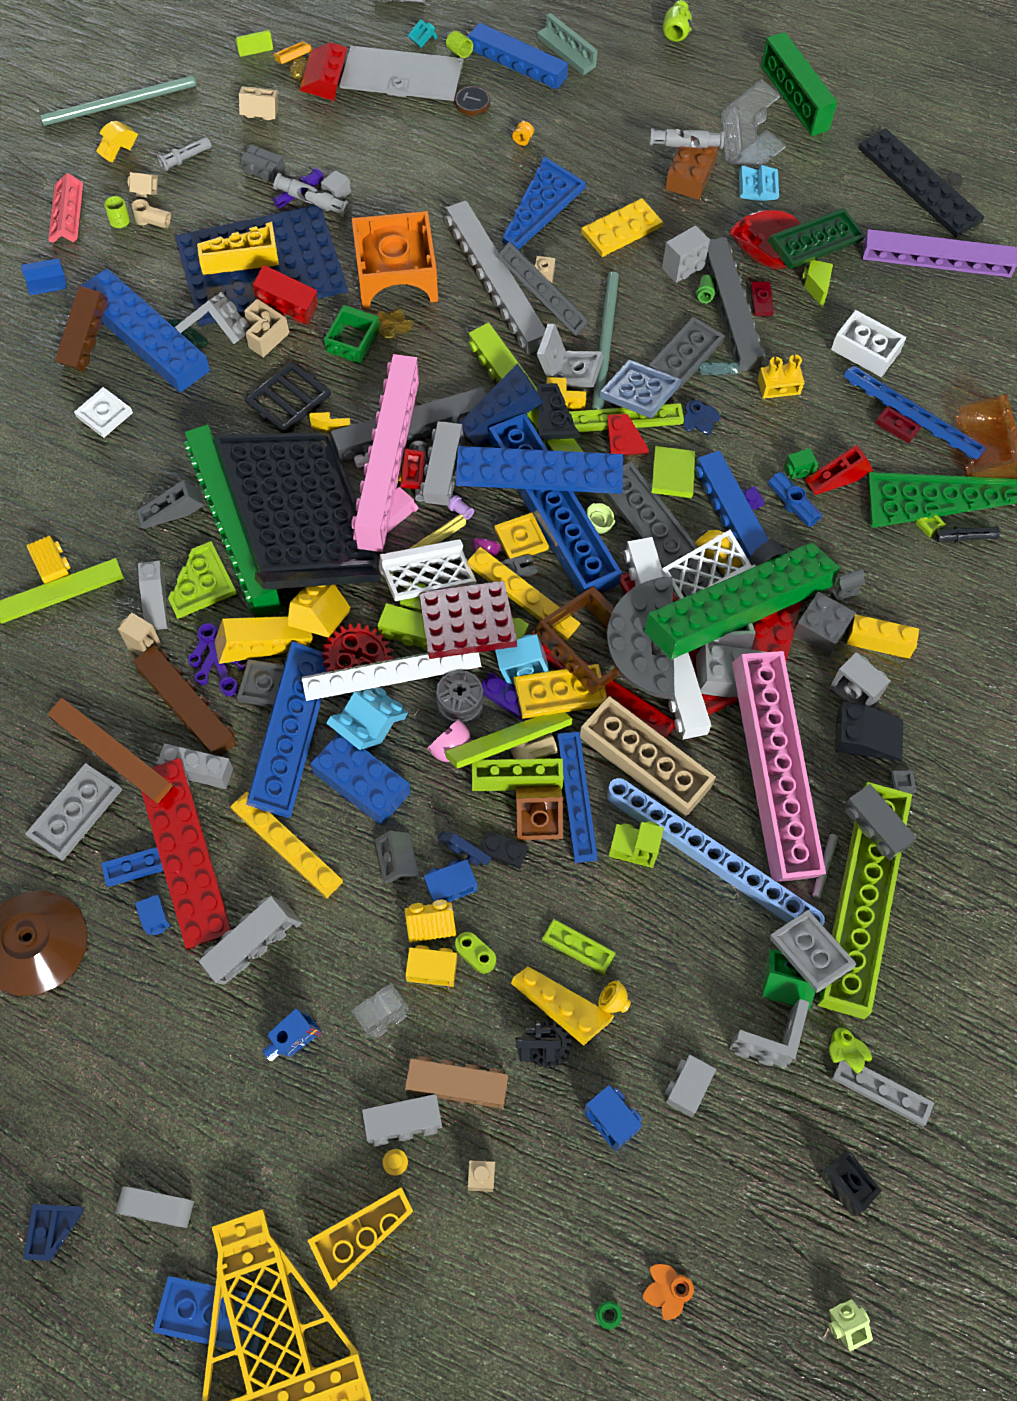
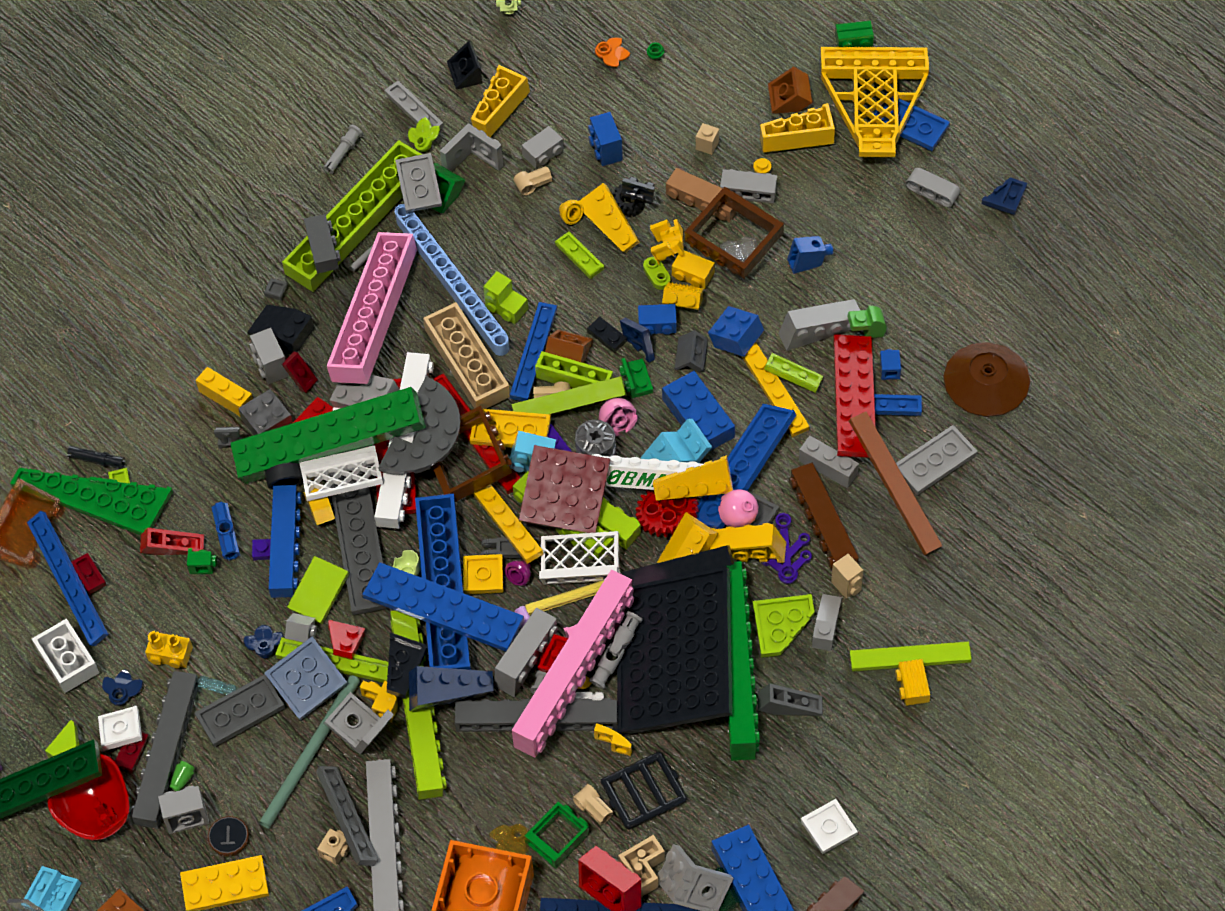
camera: 155 degrees left, 5 degrees down
(187, 956) = (869, 321): none -> bright green brick
(266, 865) = (793, 372): none -> lime tile
(274, 664) = (738, 508): none -> bright pink cylinder
(333, 370) = (589, 800): none -> tan piece
(340, 662) = (703, 480): none -> yellow wing
(349, 507) = (621, 639): none -> light grey piece
(349, 890) = (736, 331): none -> blue brick
(380, 1057) = (748, 210): none -> reddish brown window
(394, 1304) = (790, 92): none -> dark orange slope
(449, 804) = (636, 377): none -> green bracket
(467, 992) = (671, 237): none -> yellow piece
(639, 260) = (228, 836): none -> black tile
(670, 430) = (300, 627): none -> light grey brick
(684, 1027) = (528, 182): none -> tan piece
(778, 1137) = (500, 100): none -> yellow wedge
(782, 307) = (120, 728): none -> white tile
(803, 342) = (123, 686): none -> dark blue plate
(817, 677) = (299, 372): none -> dark red plate
(935, 1005) = (346, 142): none -> light grey pin

